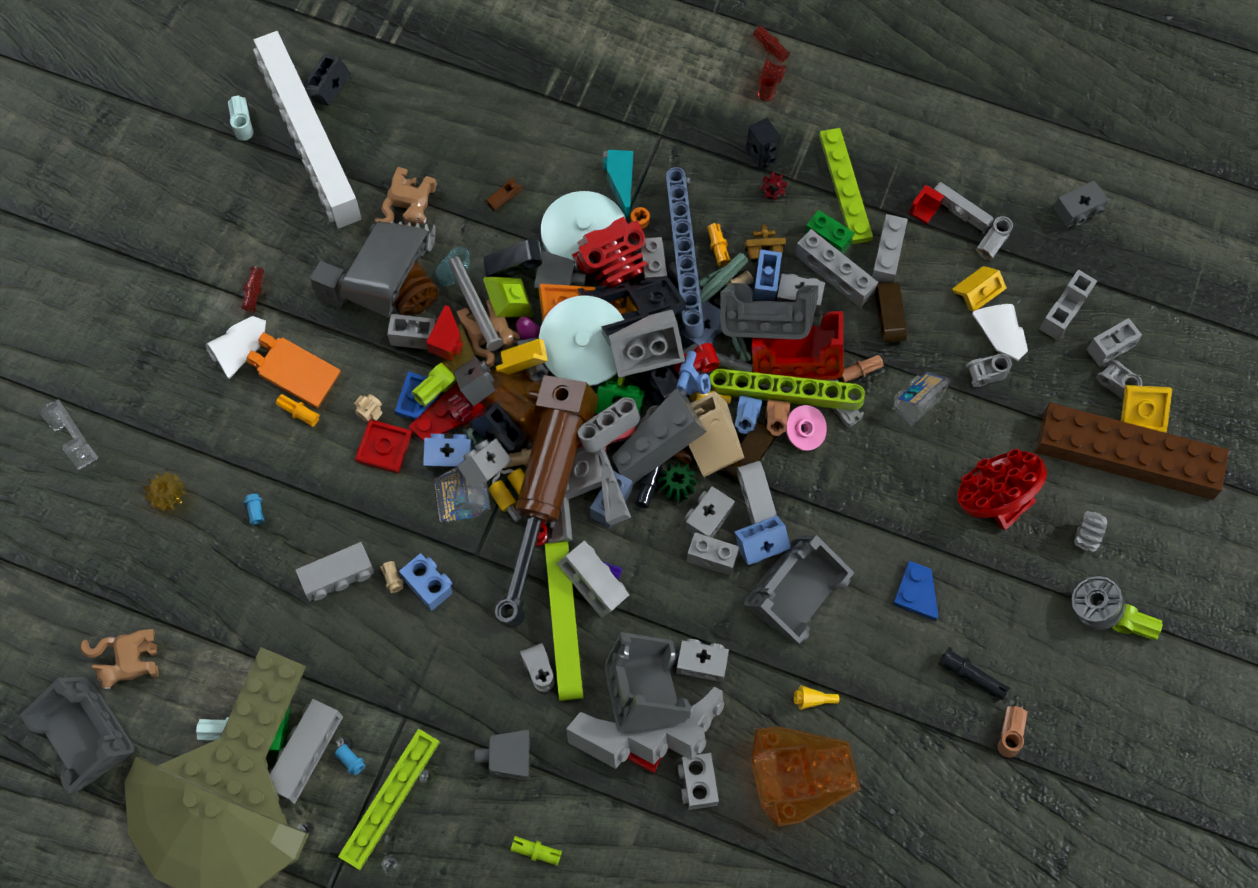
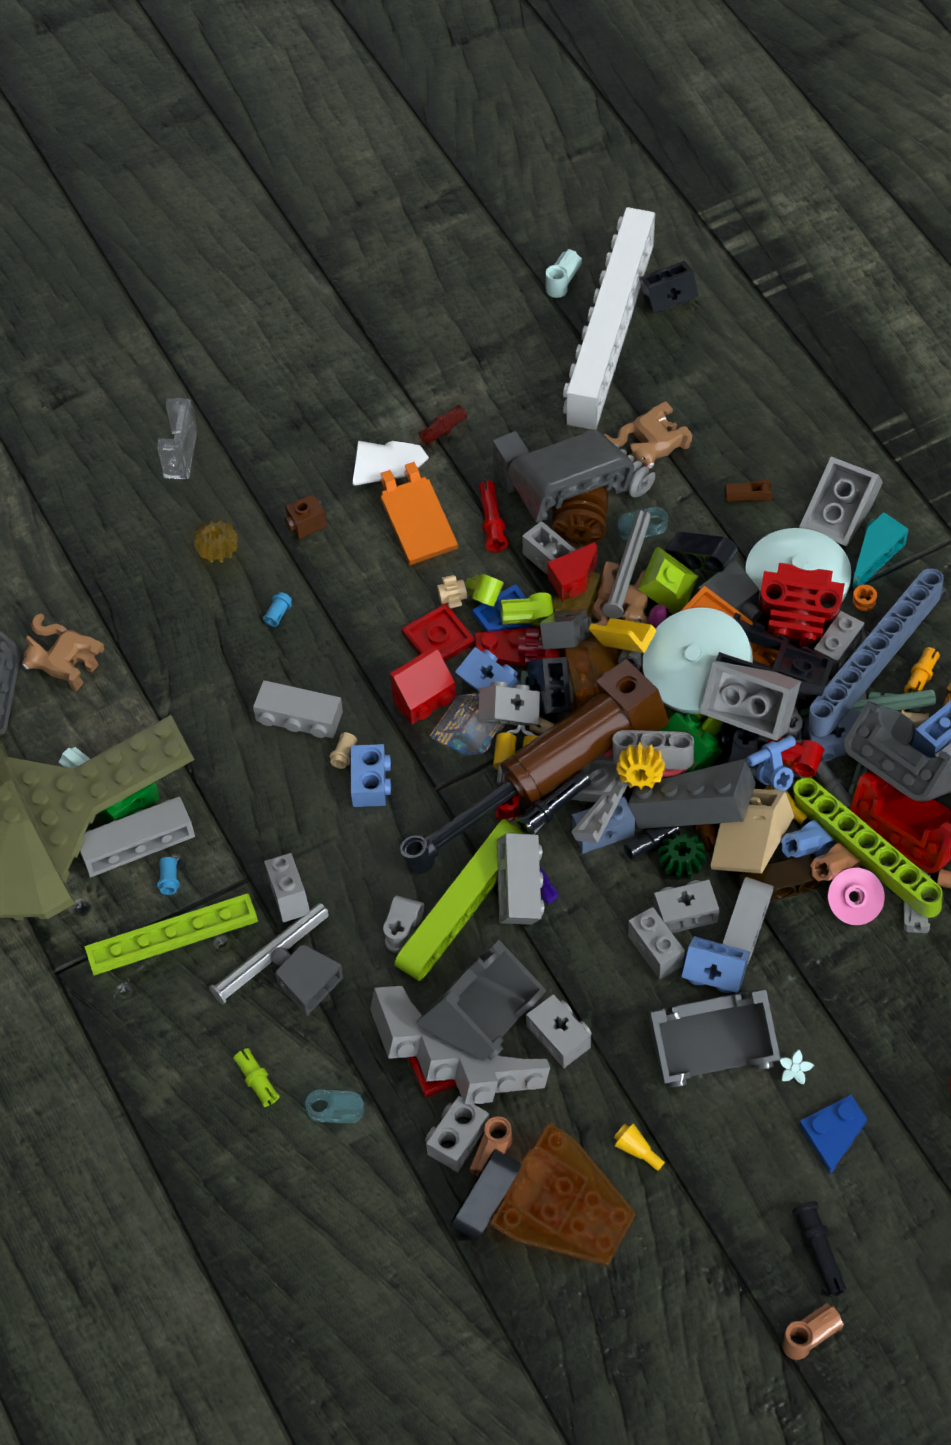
camera: 45 degrees right, 10 degrees down
(214, 426) = (305, 516): none -> reddish brown brick
(298, 410) = (389, 553): light orange axle -> none
(353, 338) = (493, 524): none -> red pin
(391, 390) = (484, 588): none -> lime piece
(410, 491) = (422, 685): none -> slope
(443, 704) = (287, 887): none -> light grey brick
(467, 759) = (263, 957): none -> light grey axle
(568, 520) = (543, 810): none -> black pin
(571, 161) = (841, 501): none -> light grey slope
(608, 824) = (342, 1106): none -> clear light blue piece
(613, 443) = (640, 766): none -> yellow gear
(730, 776) = (489, 1143): none -> nougat piece
(755, 808) = (485, 1194): none -> black beam
(862, 570) = (795, 1067): none -> light aqua plant

